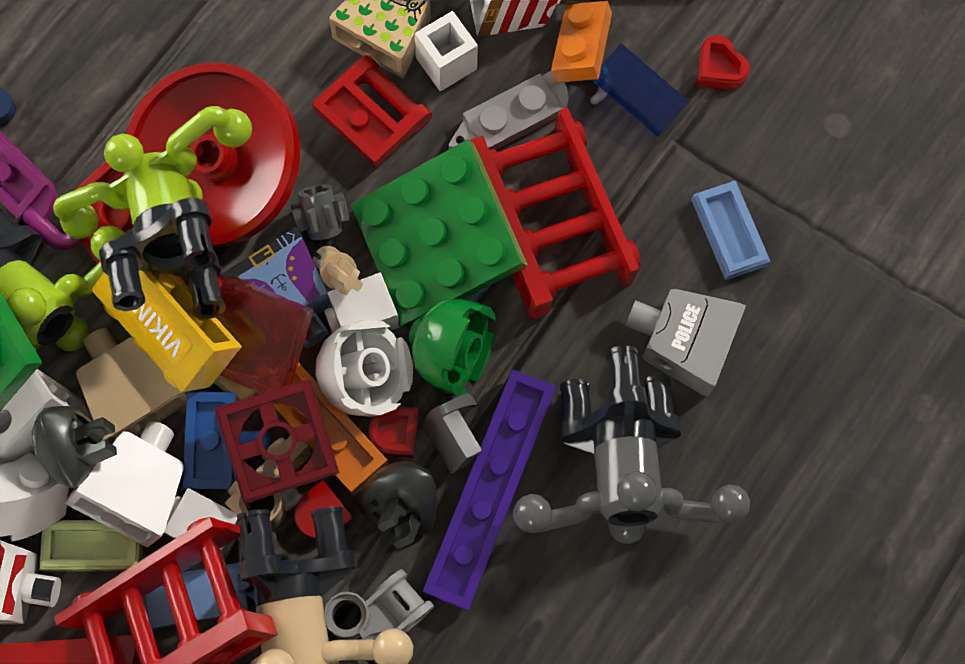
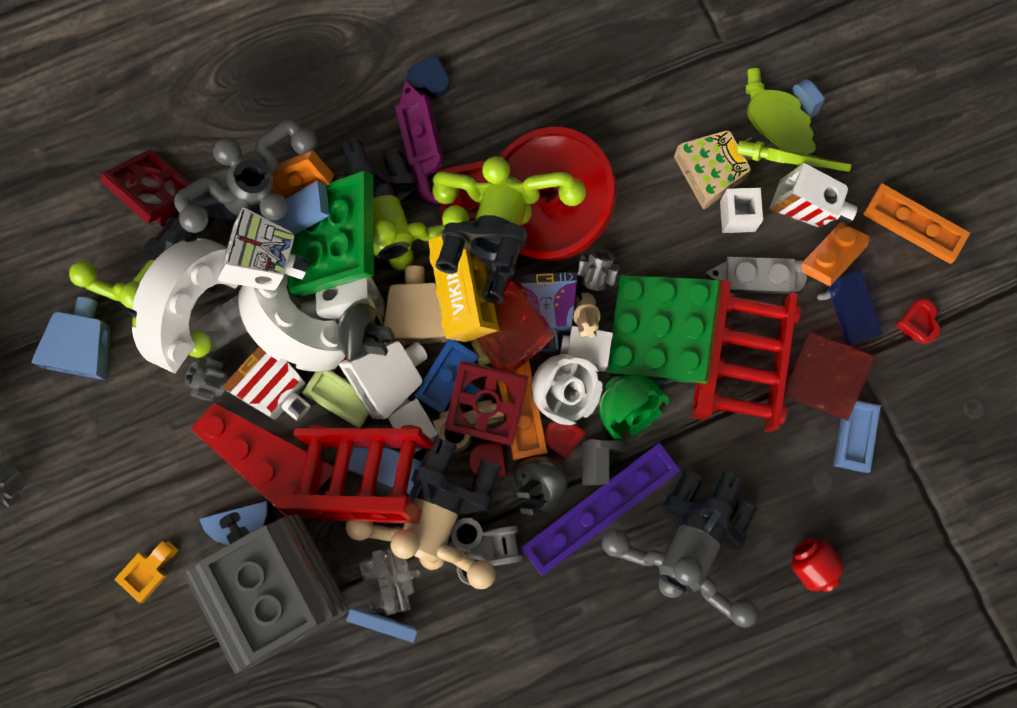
camera: 35 degrees right, 5 degrees up
(362, 120) = (660, 225): red plate -> none
(659, 180) = (829, 376): none -> clear red tile
(688, 336) = (785, 489): light grey torso -> none
(778, 400) = (817, 565): none -> red head

